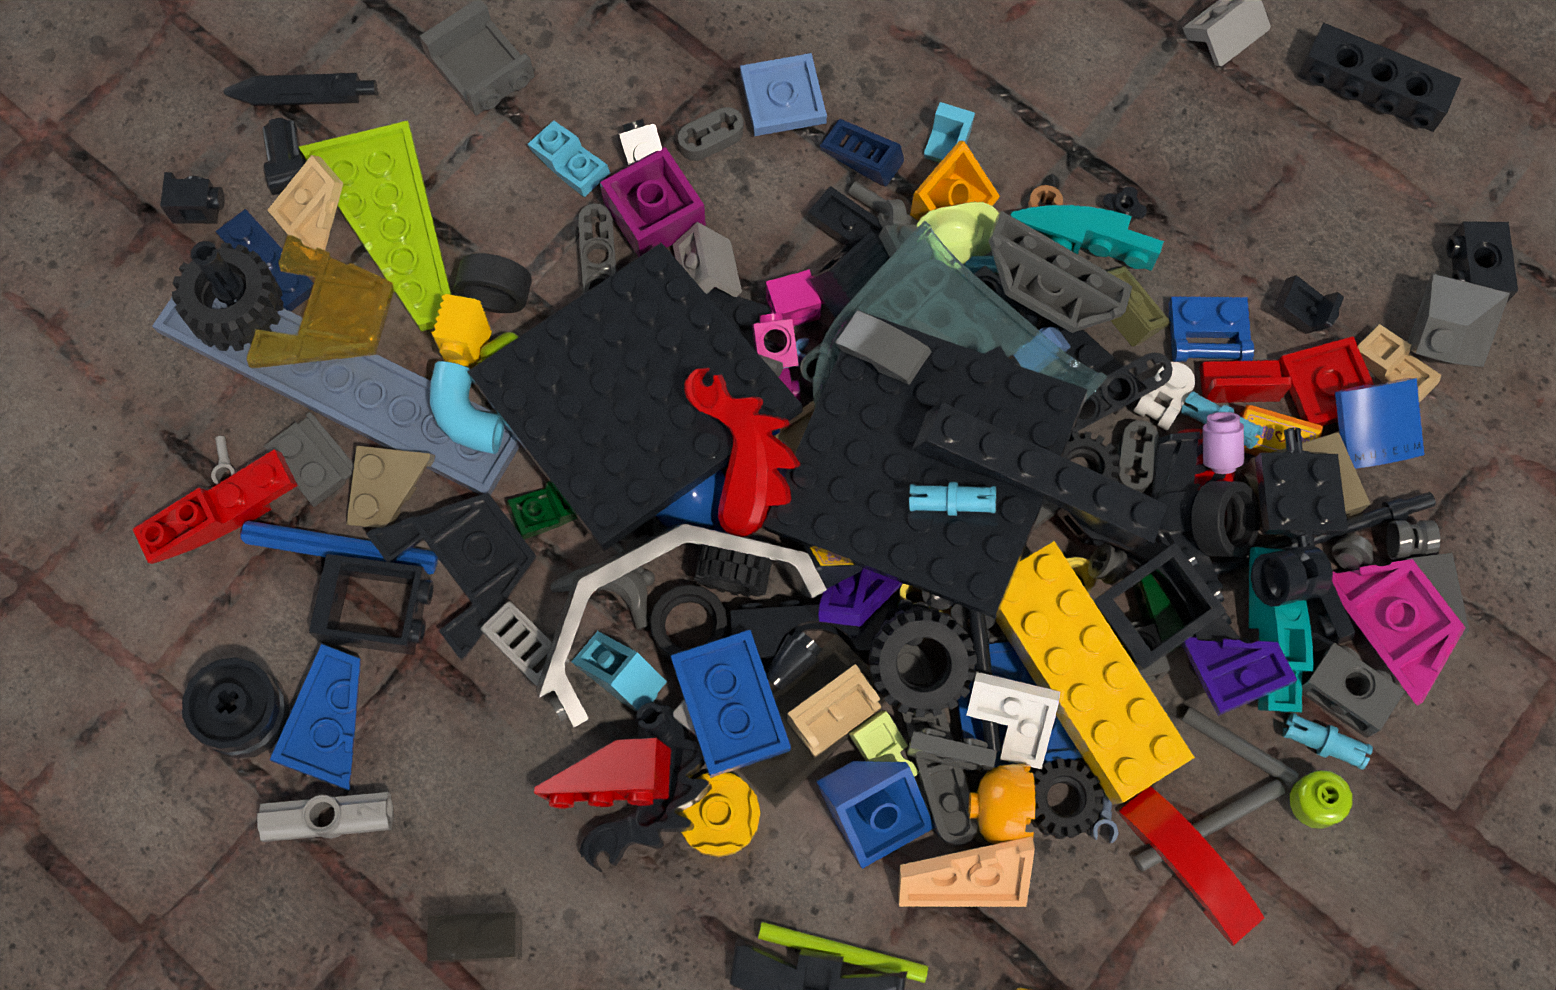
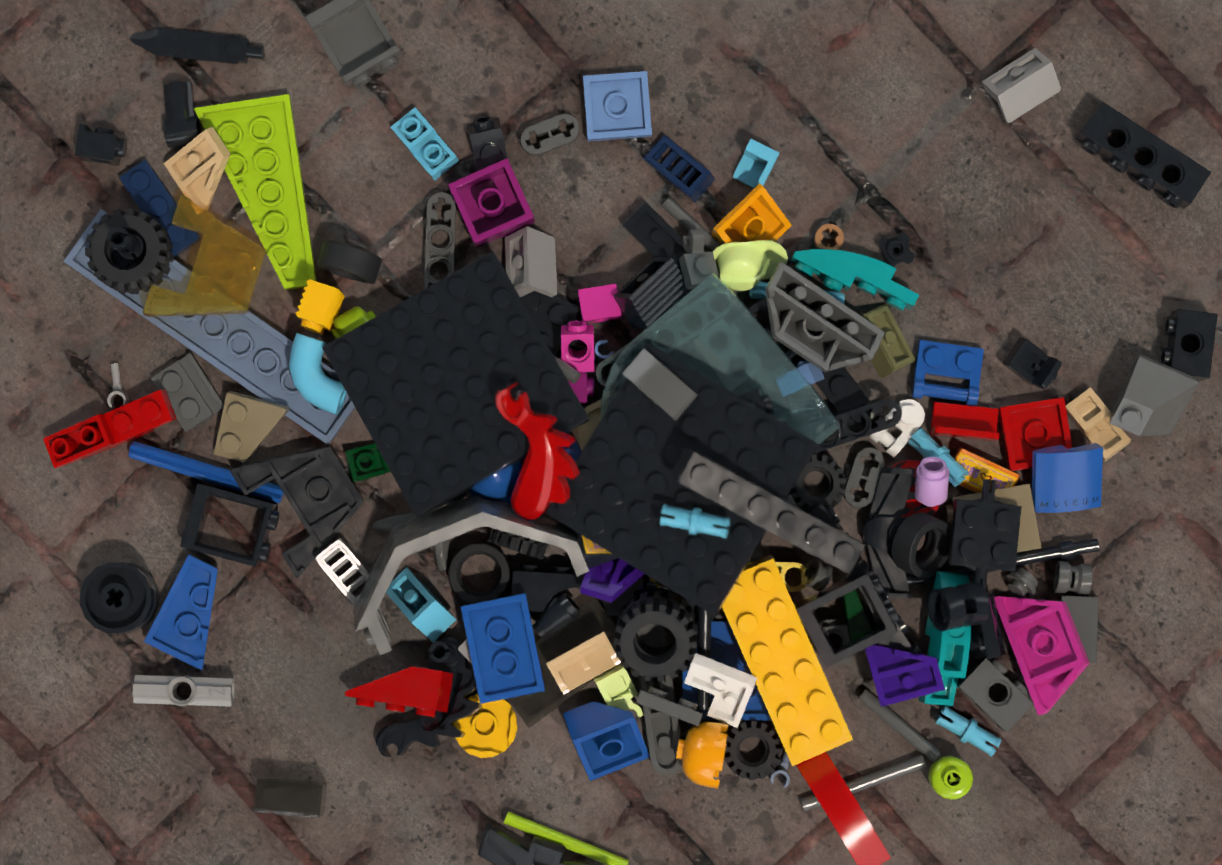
camera: 10 degrees right, 15 degrees up
(970, 878) = (671, 802): light nougat wing -> none

